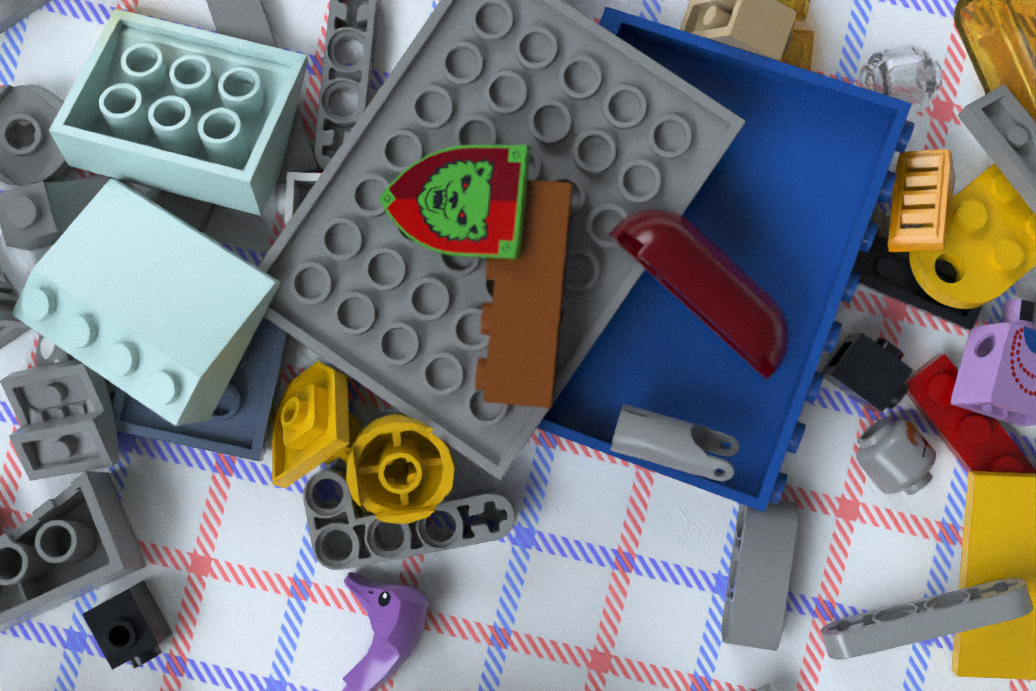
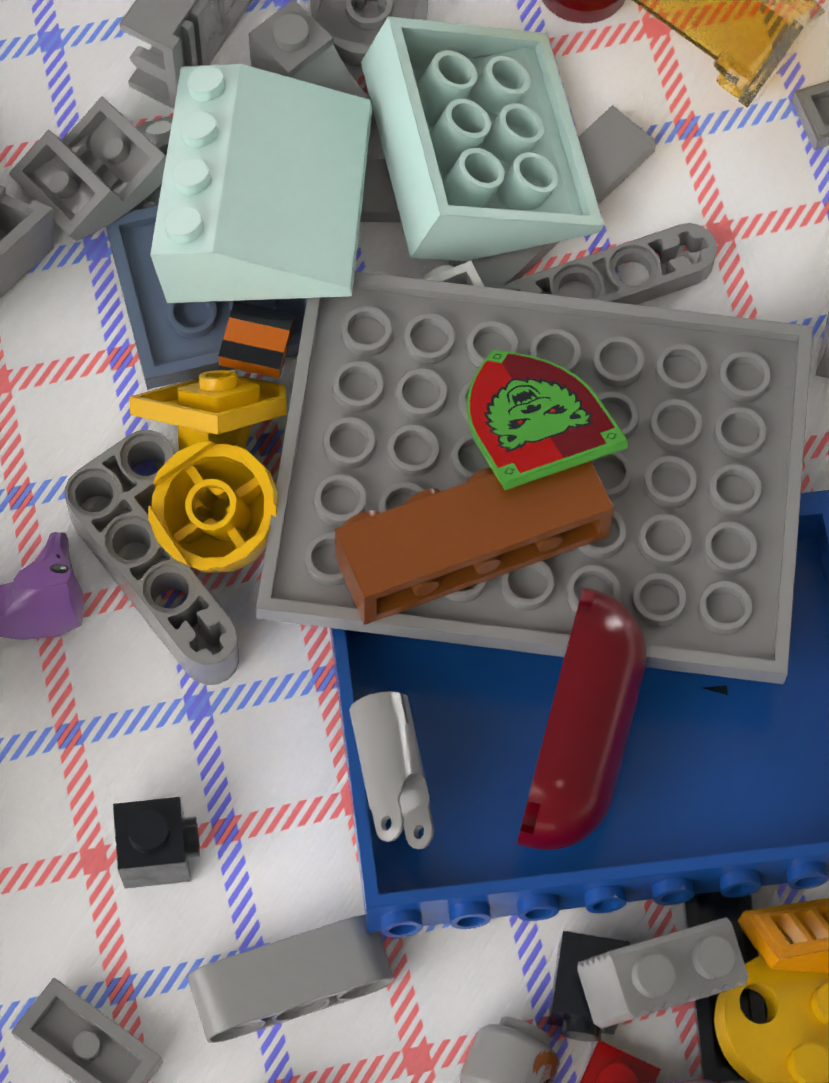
camera: 55 degrees right, 20 degrees down
(270, 365) = (256, 339): none -> tile
(619, 623) = (154, 842): none -> black brick
(906, 325) = (662, 973): none -> light grey brick

